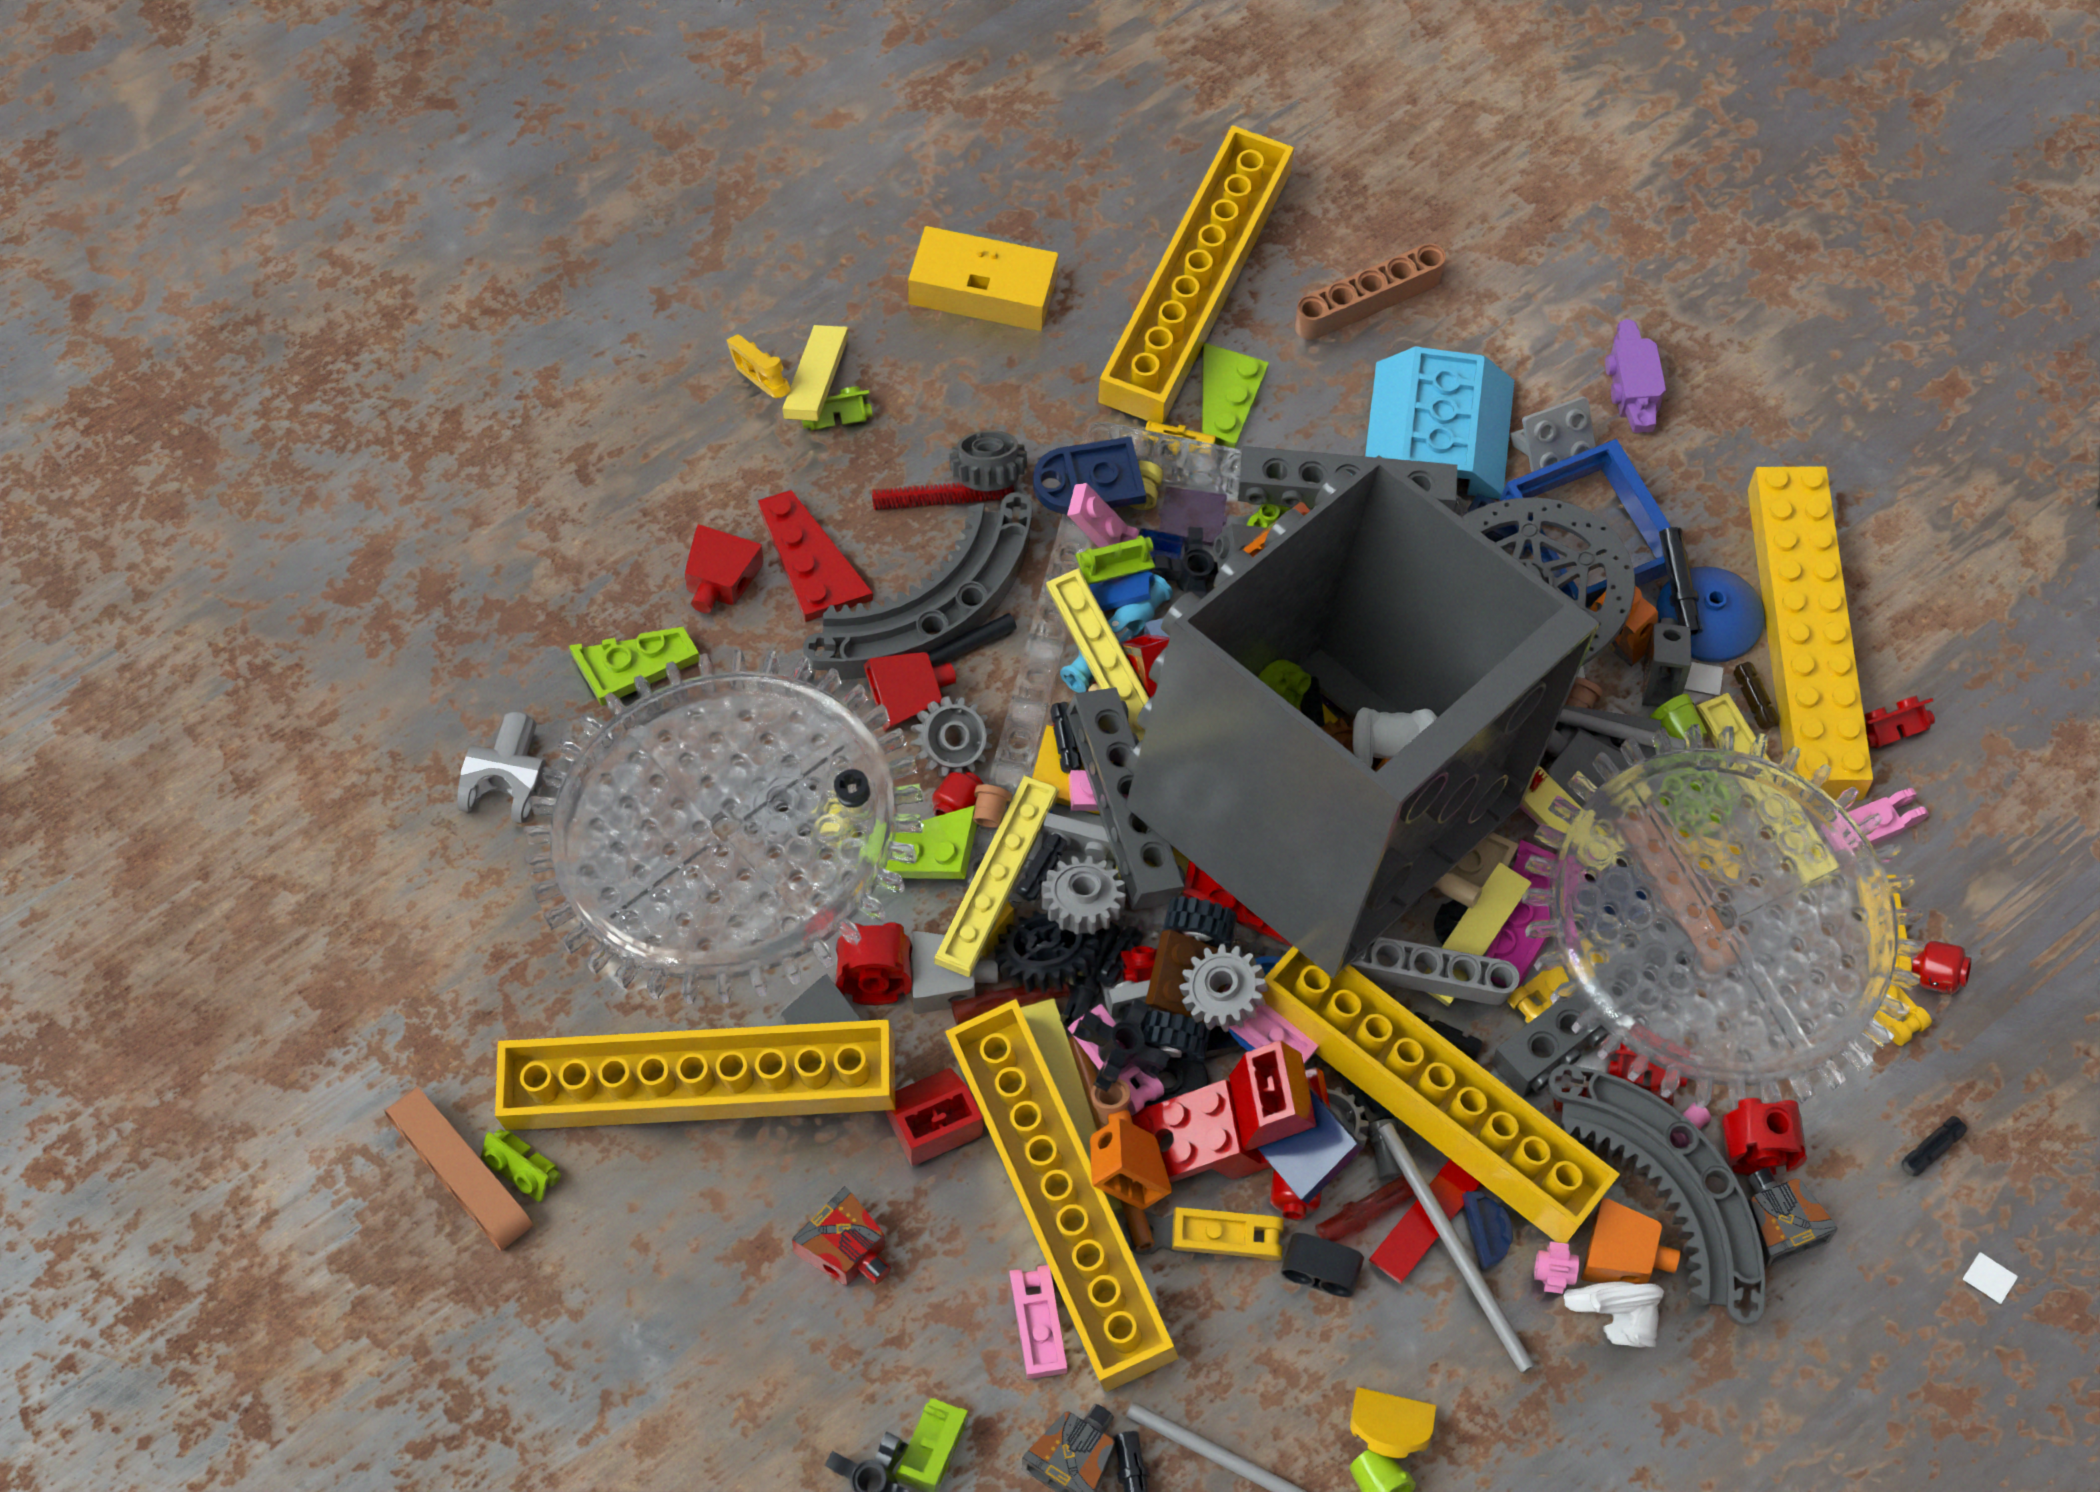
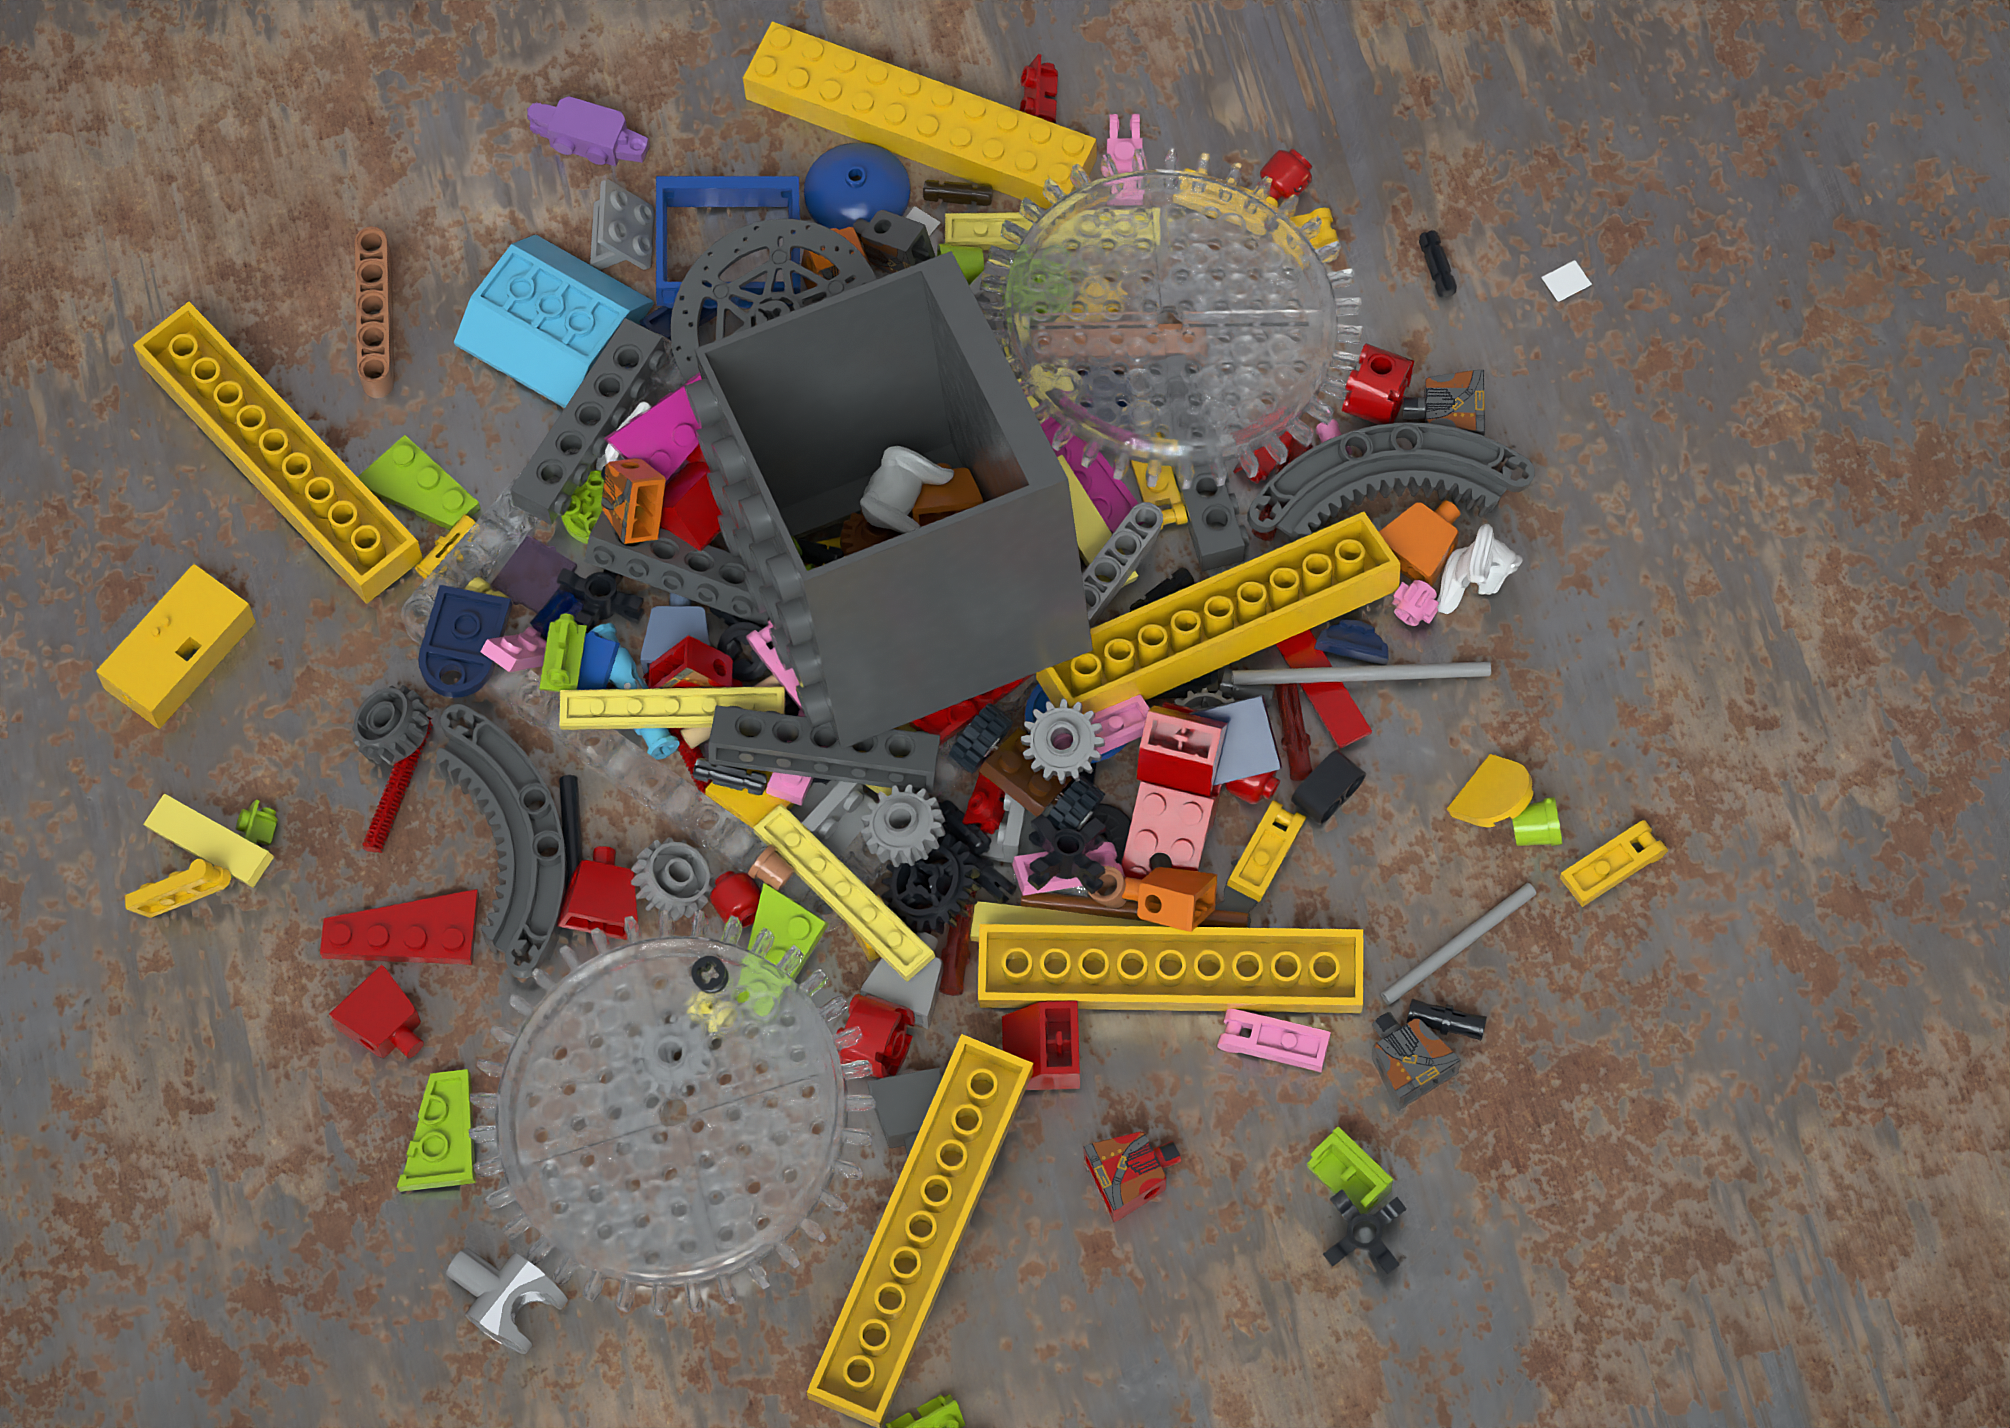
camera: 60 degrees left, 5 degrees up
(1037, 871) = (853, 851): black axle -> none
(1683, 595) = (819, 192): black pin -> none

